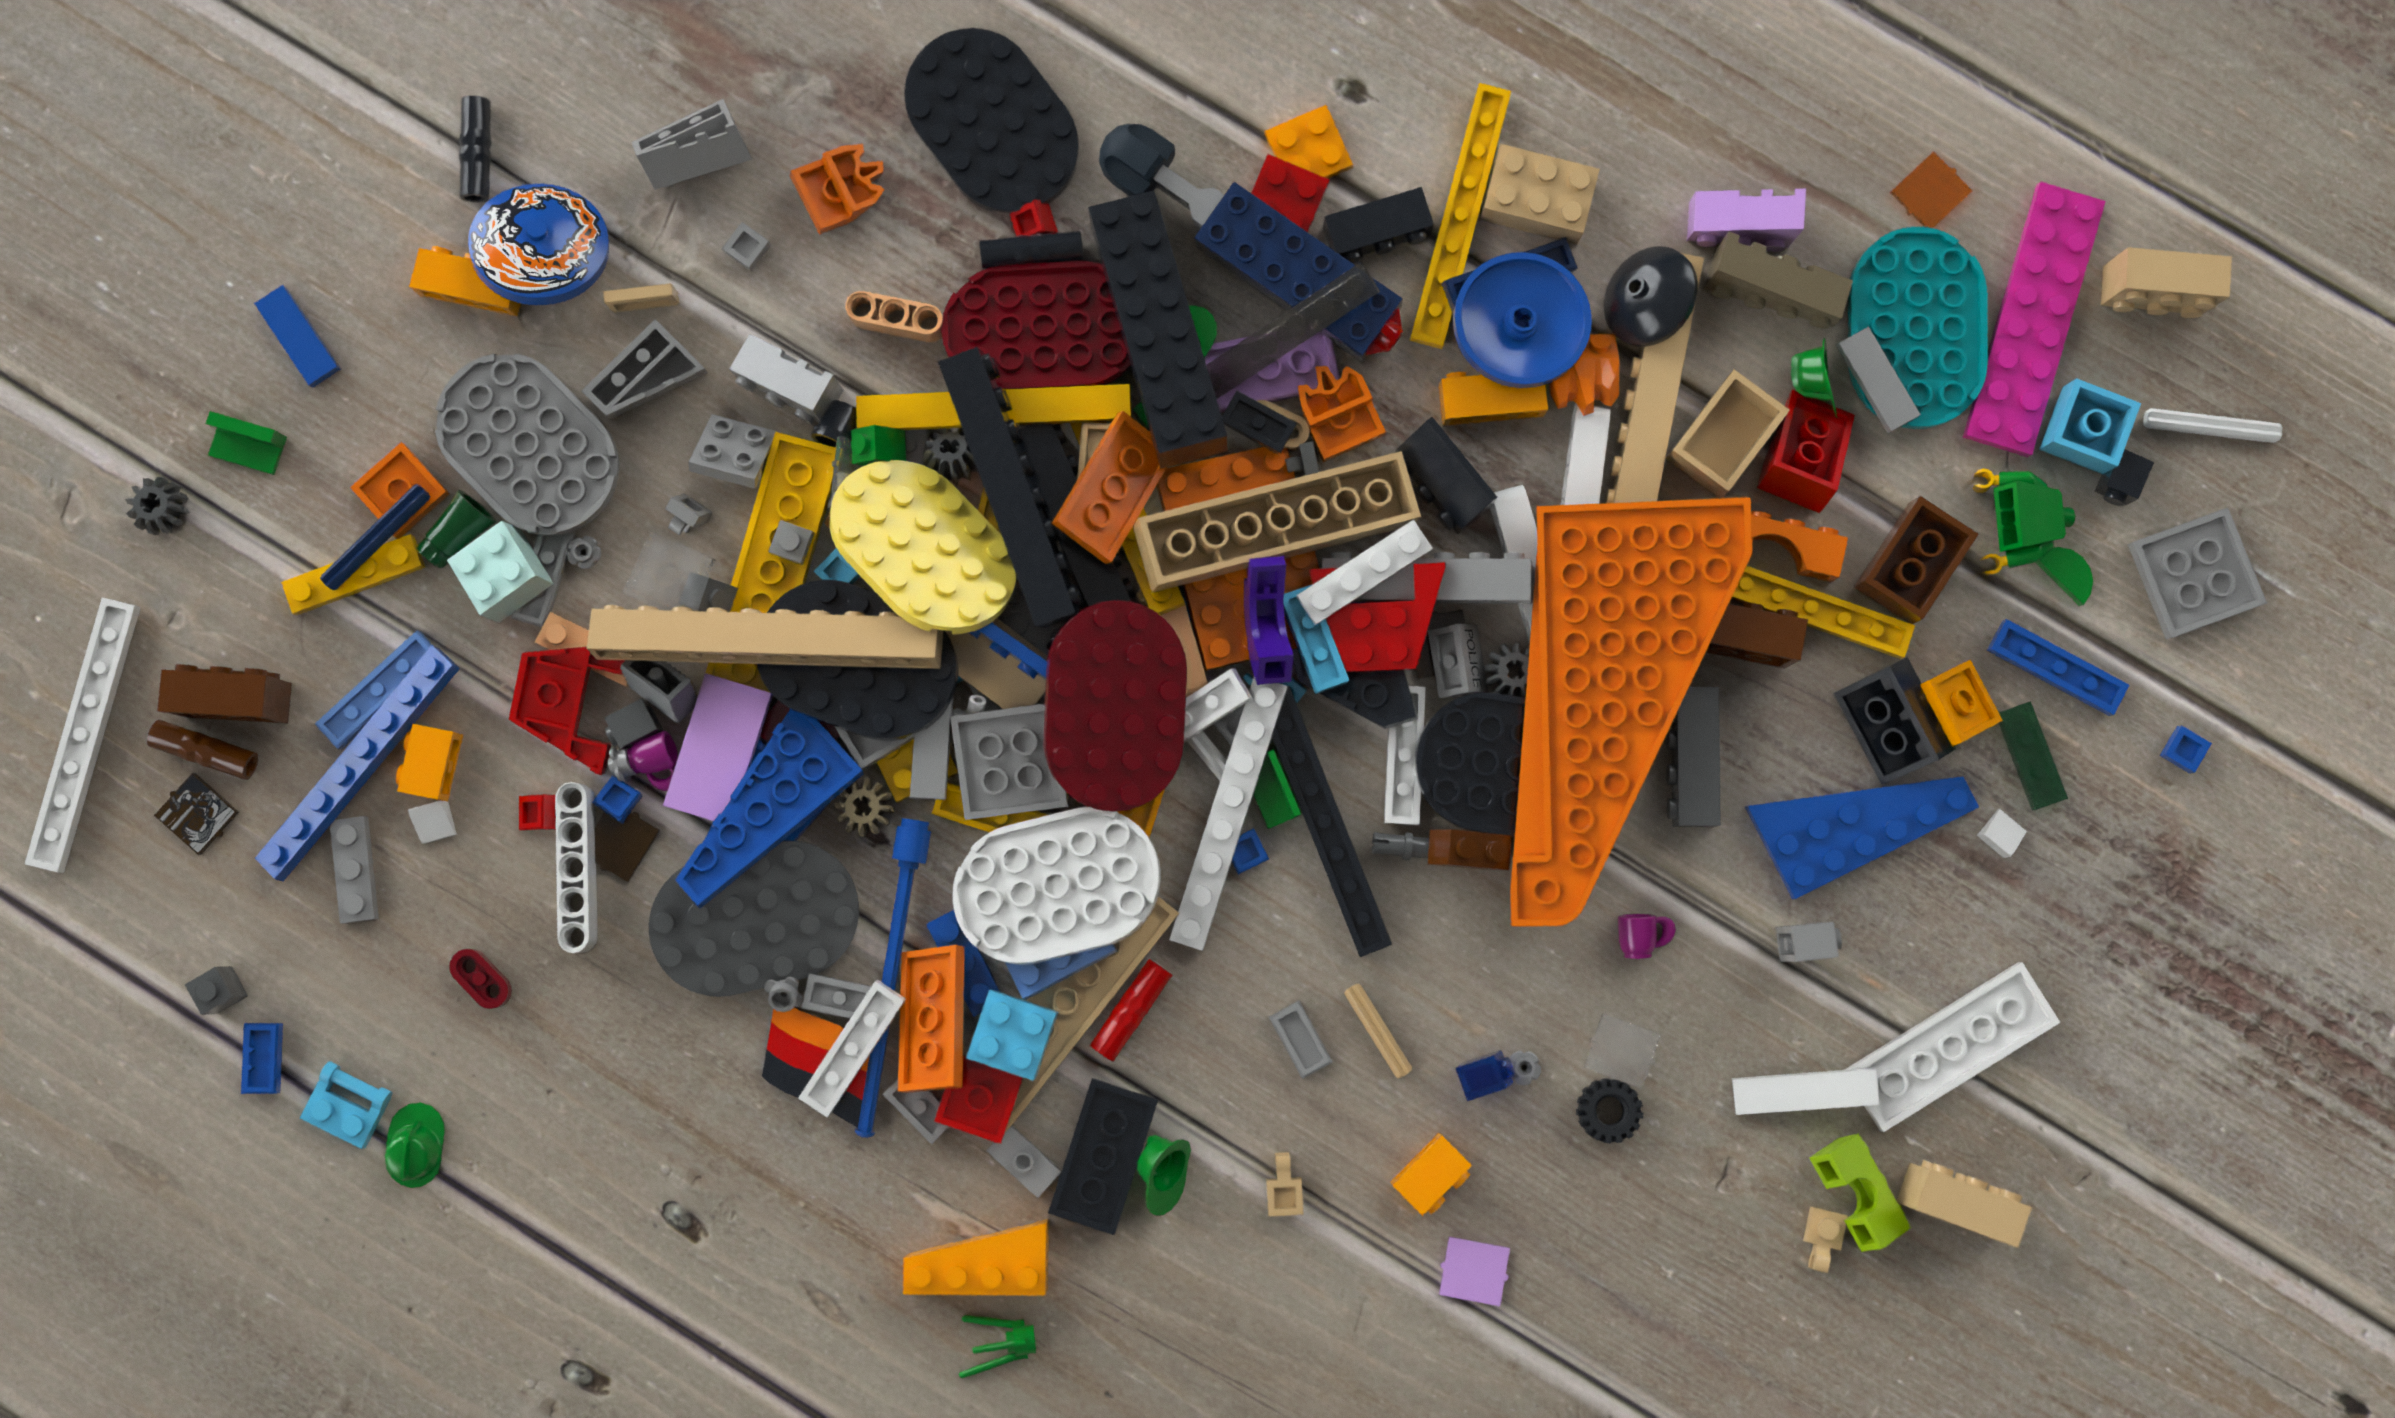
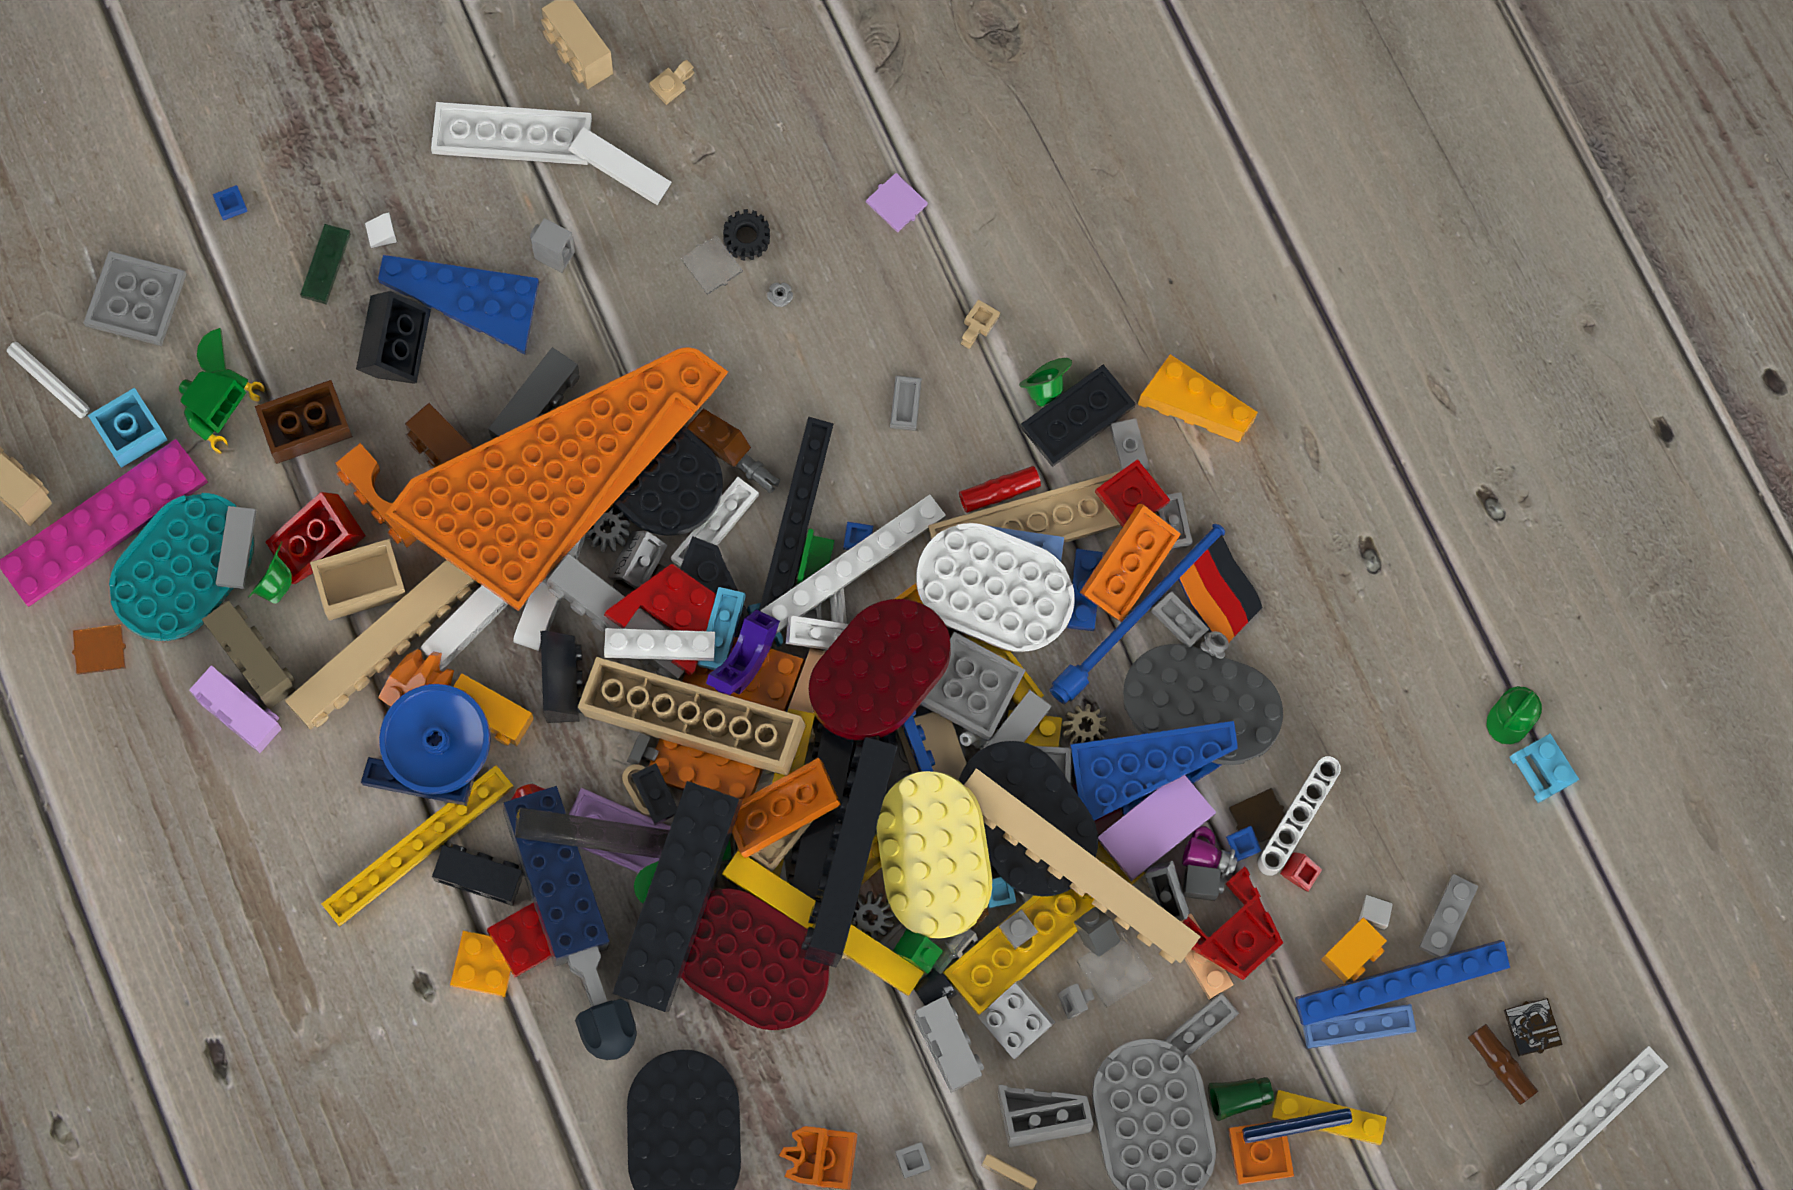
camera: 155 degrees left, 10 degrees down
(216, 990) = (1586, 895): dark grey brick -> none
(224, 694) = (1464, 1084): reddish brown brick -> none
(262, 1058) = (1581, 834): blue plate -> none
(481, 979) = (1405, 789): dark red plate -> none
(500, 571) = (1226, 1043): light aqua brick -> none
(584, 561) = (1161, 1031): light grey plate -> none
(852, 1048) = (1192, 580): white plate -> none
(884, 305) = (840, 1025): light nougat beam -> none
(1012, 1034) = (1085, 517): medium azure brick -> none
(1019, 1340) = (1204, 344): green plant -> none
(1031, 249) = (720, 1021): black axle -> none
(1033, 219) = (705, 1042): red slope -> none
(1339, 412) = (596, 767): orange plate -> none
(1378, 1030) = (853, 375): tan axle -> none
(1431, 1175) = (883, 270): light orange brick -> none
(1485, 1075) = (807, 303): clear blue brick -> none
(1539, 194) = (356, 820): tan piece -> none
(1639, 934) = (650, 321): magenta piece -> none
(1659, 305) = (329, 689): black dish -> none
(1826, 612) = (381, 427): yellow plate -> none
(1877, 1215) = (631, 69): lime arch -> none
(1961, 702) = (345, 319): light orange plate -> none
(2058, 667) = (267, 302): blue plate -> none
(2126, 481) = (132, 378): black brick -> none

